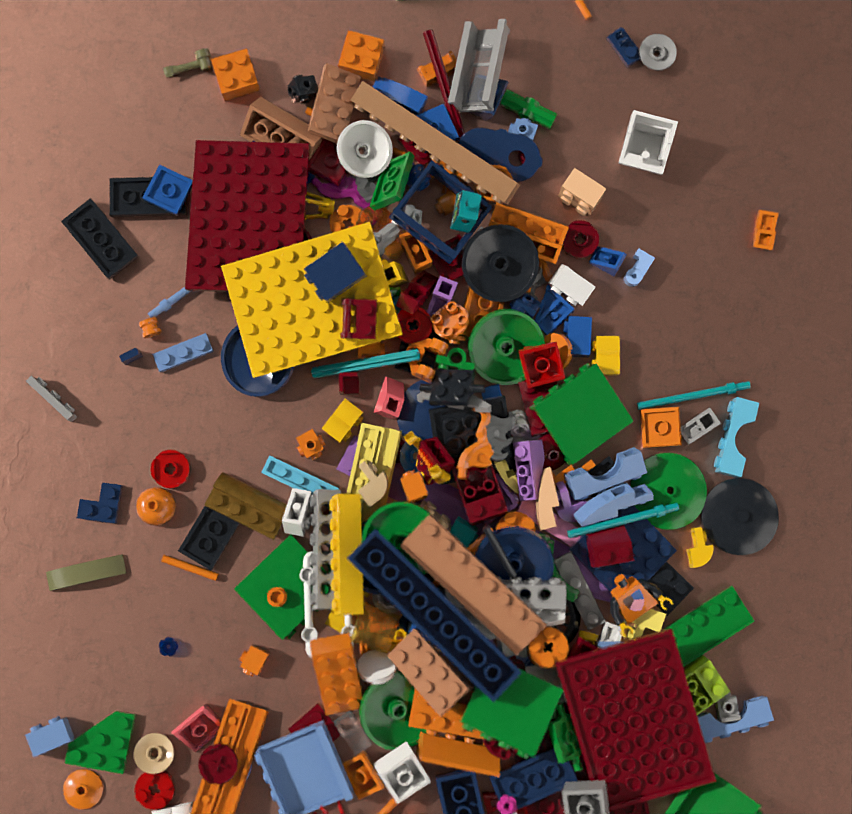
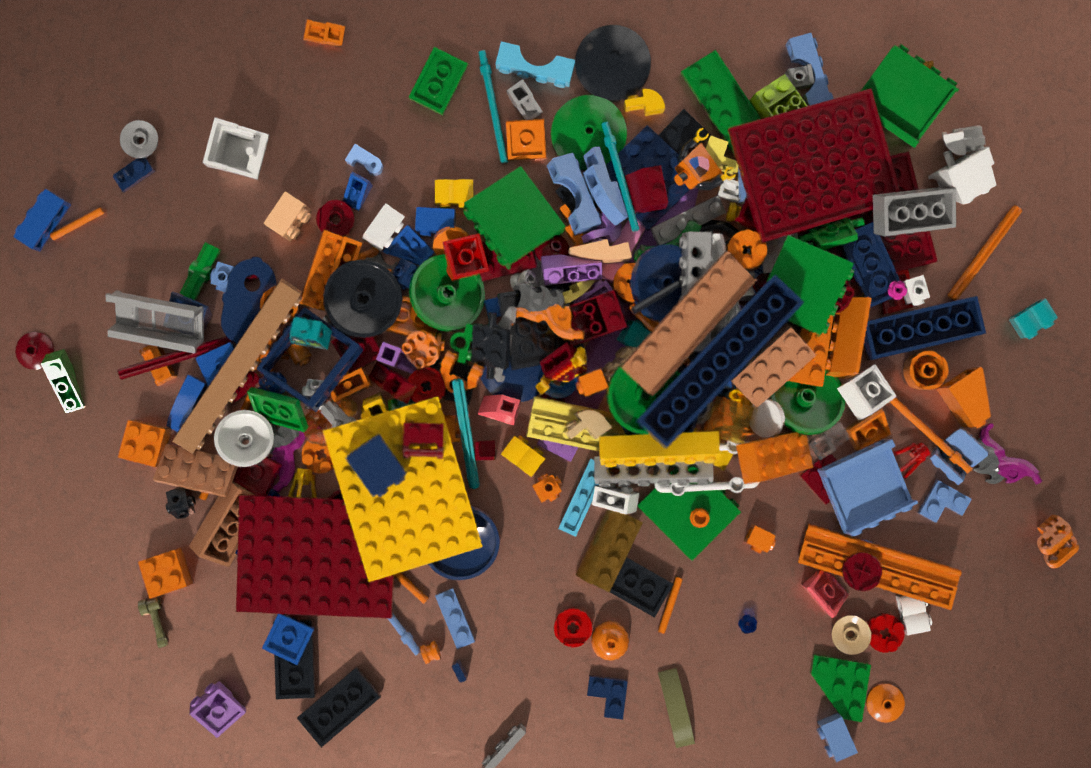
camera: 85 degrees left, 5 degrees up
(102, 122) = (216, 709): none -> medium lavender plate
(215, 309) = (411, 587): none -> orange bar
(718, 341) = (438, 81): none -> green plate

